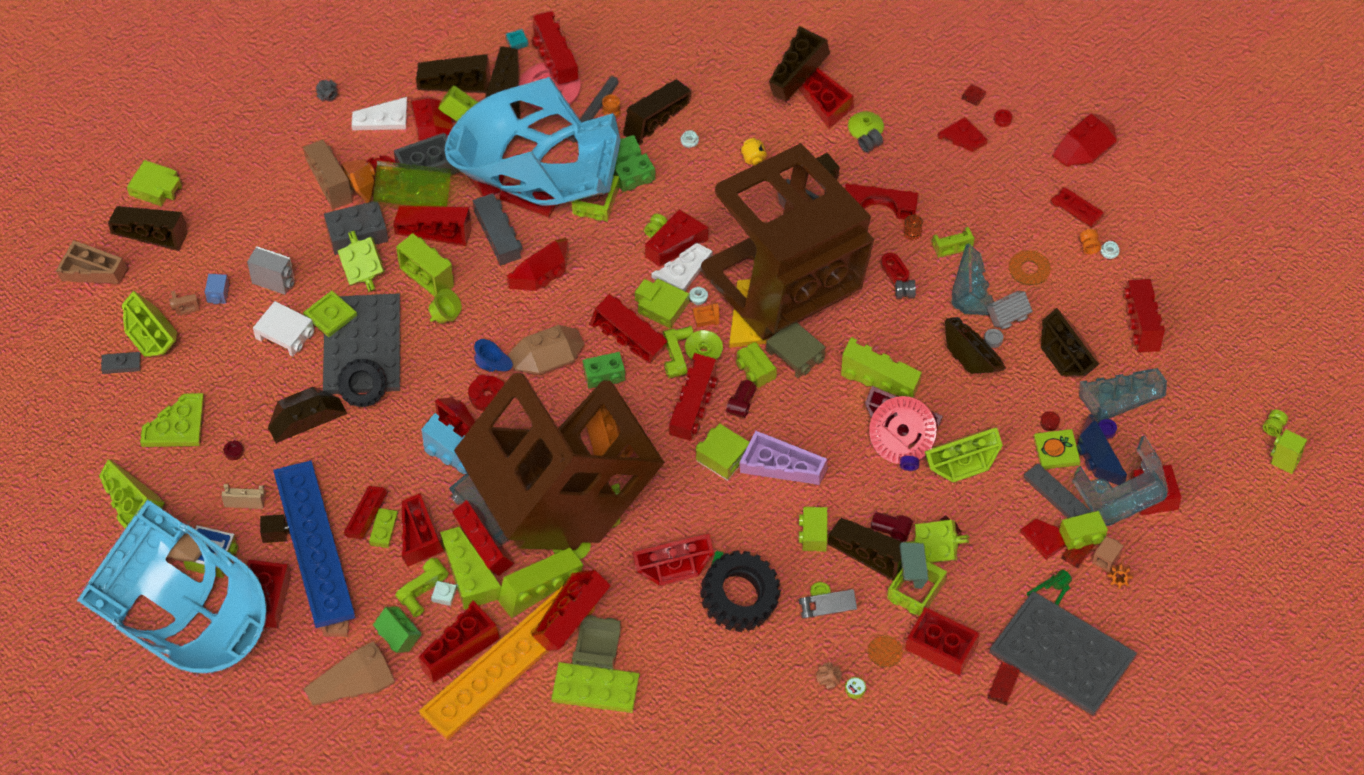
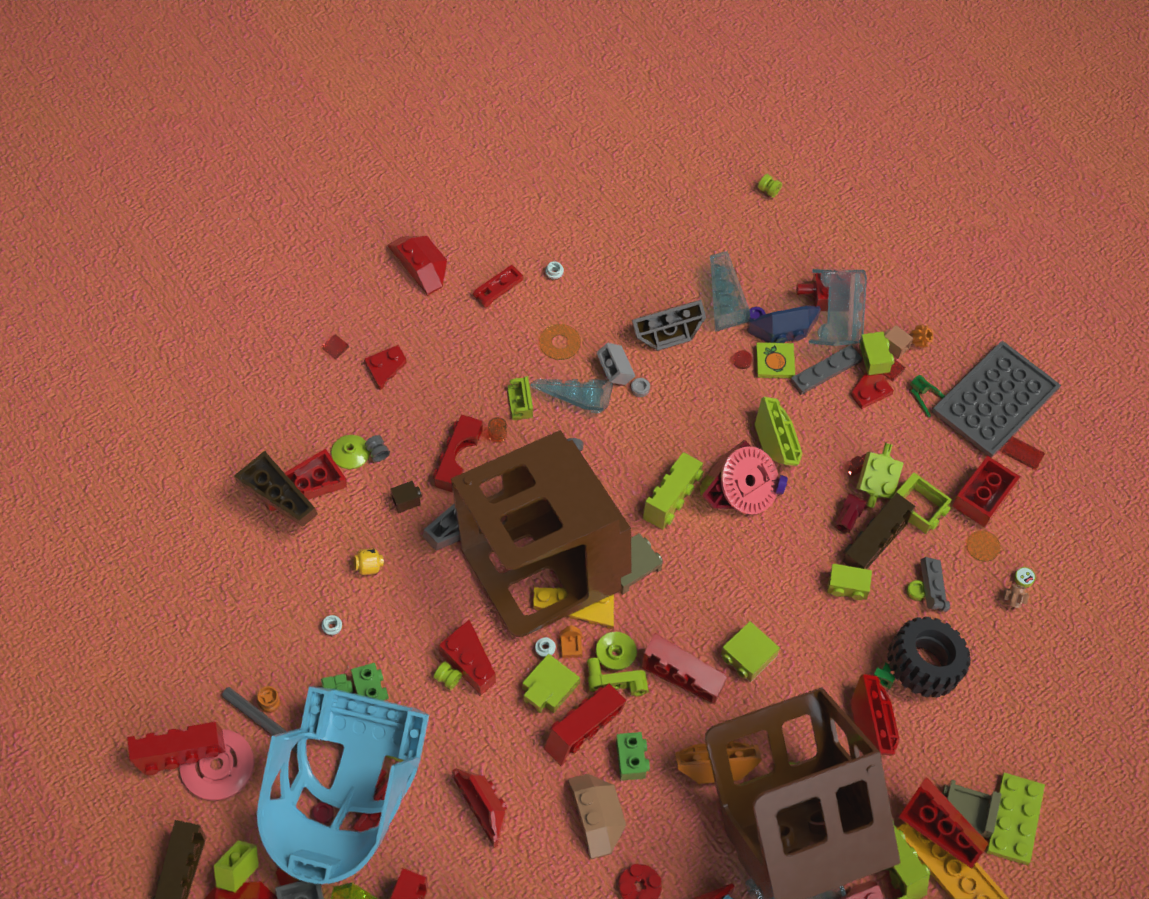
camera: 85 degrees left, 5 degrees up
(490, 357) = (600, 872): blue piece -> none
(496, 229) = (419, 847): dark grey brick -> none
(505, 74) = (215, 813): dark brown wedge -> none
(517, 39) = (138, 792): teal plate -> none
(655, 110) = (288, 651): dark brown wedge -> none
(684, 268) = (508, 656): white wing -> none
(740, 403) = (691, 627): dark red piece -> none
(756, 365) = (645, 604): lime brick -> none
(781, 460) = (768, 600): lavender wedge -> none
(914, 563) = (915, 492): sand green panel -> none
(970, 348) = (662, 403): dark brown wedge -> none
(1003, 118) = (371, 327): red tile -> none
(1090, 241) = (539, 282): orange wheel -> none
(1144, 316) = (639, 256): red wedge -> none
(1288, 451) = (808, 180): lime brick -> none

